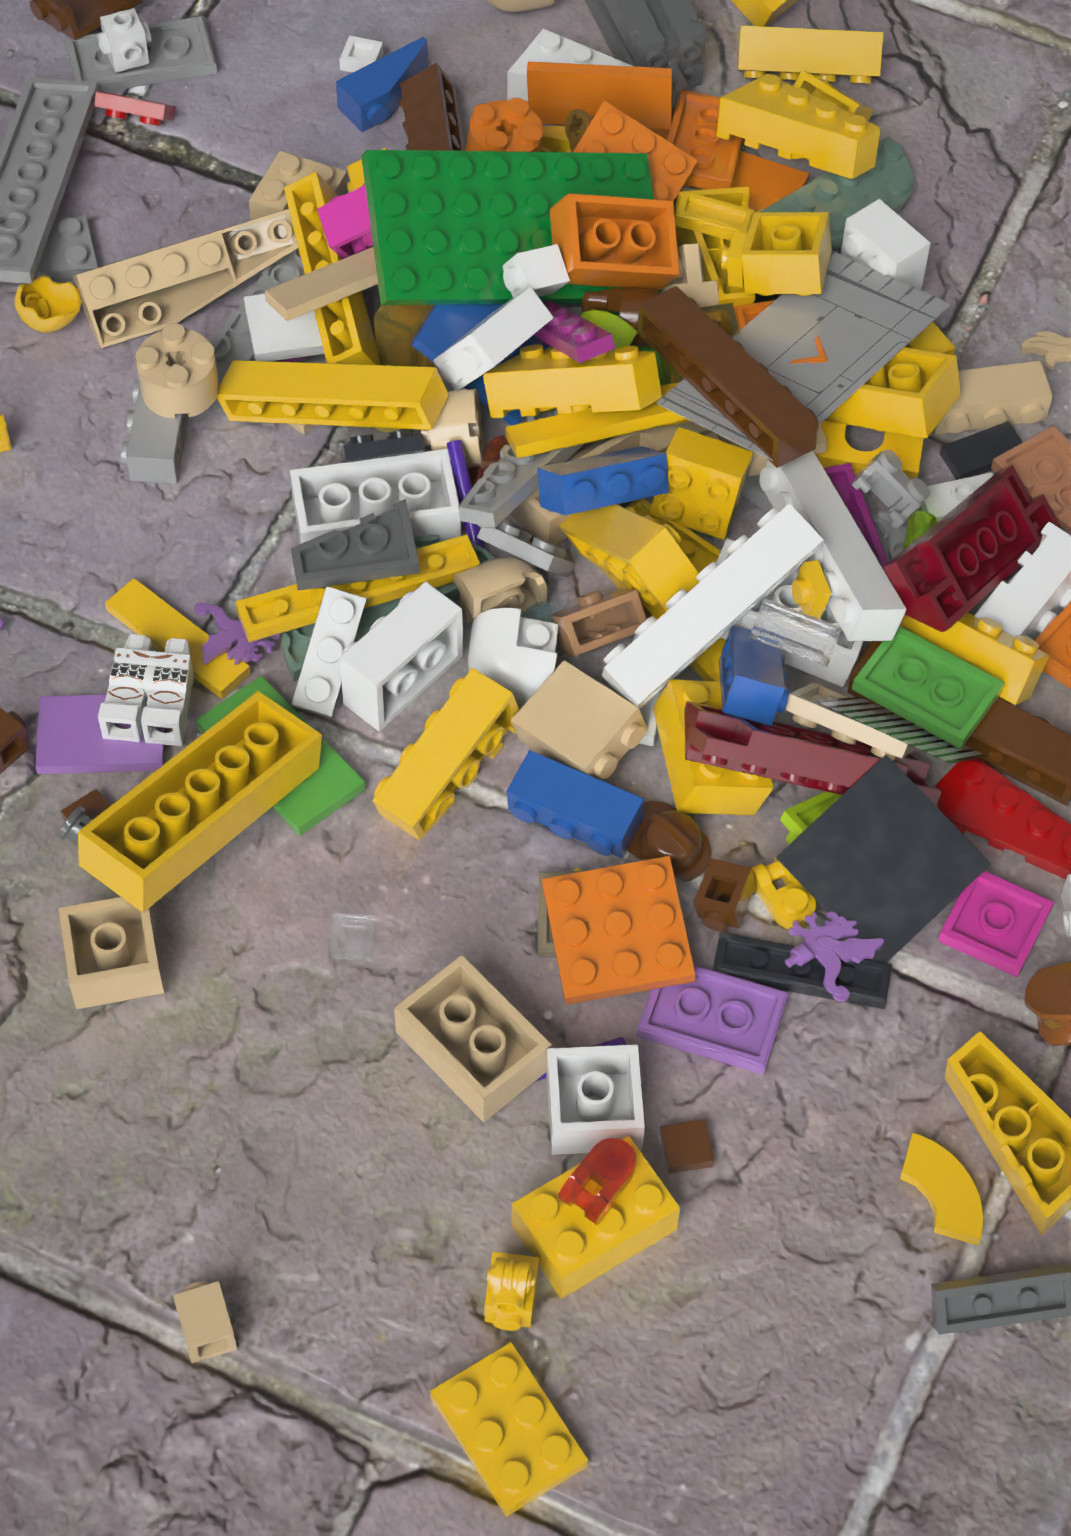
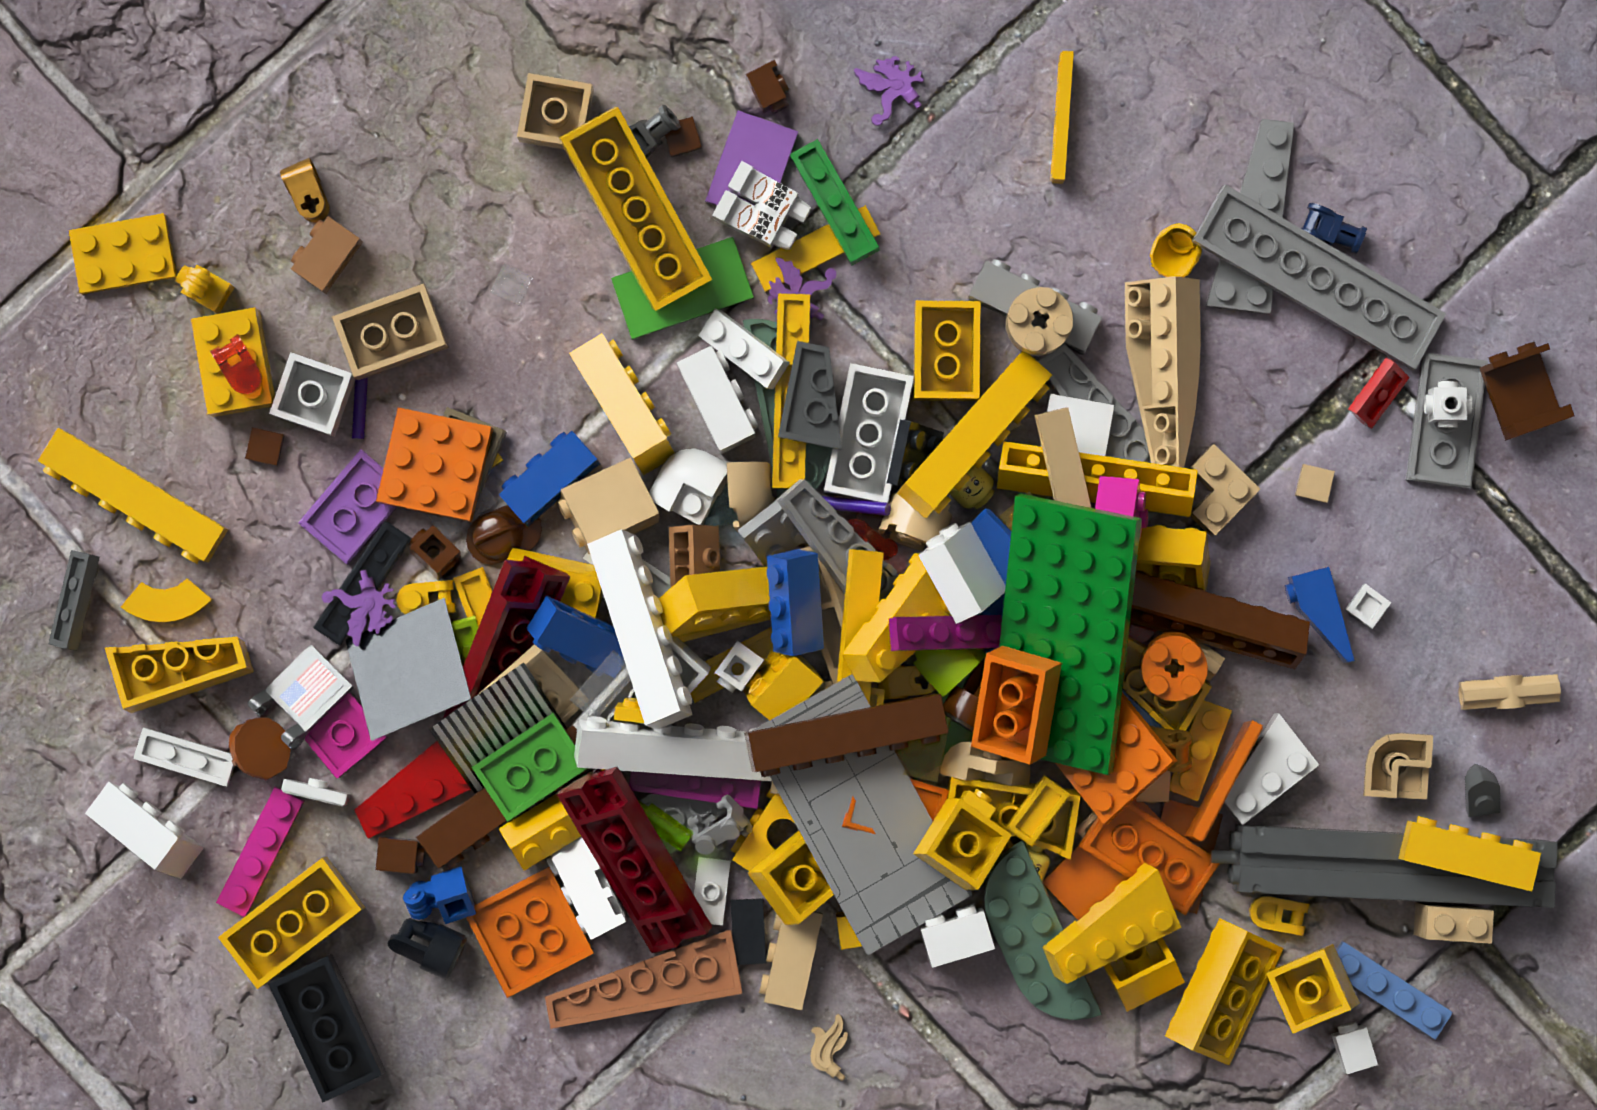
camera: 110 degrees right, 30 degrees up
(111, 625) = (834, 202): none -> green plate
(204, 1320) = (266, 88): tan brick -> none
(243, 463) = (946, 351): none -> yellow brick
(253, 134) = (1314, 483): none -> tan tile
(321, 1221) = (303, 186): none -> pearl gold piece
(403, 1154) = (325, 254): none -> medium nougat brick
(537, 268) = (1005, 626): white brick -> none
(702, 533) = (742, 655): none -> white brick
(716, 37) = (1268, 912): none -> yellow plate
(756, 836) = (474, 592): none -> yellow tile
(829, 1282) = (132, 495): none -> yellow brick
(968, 975) = (306, 692): none -> flag

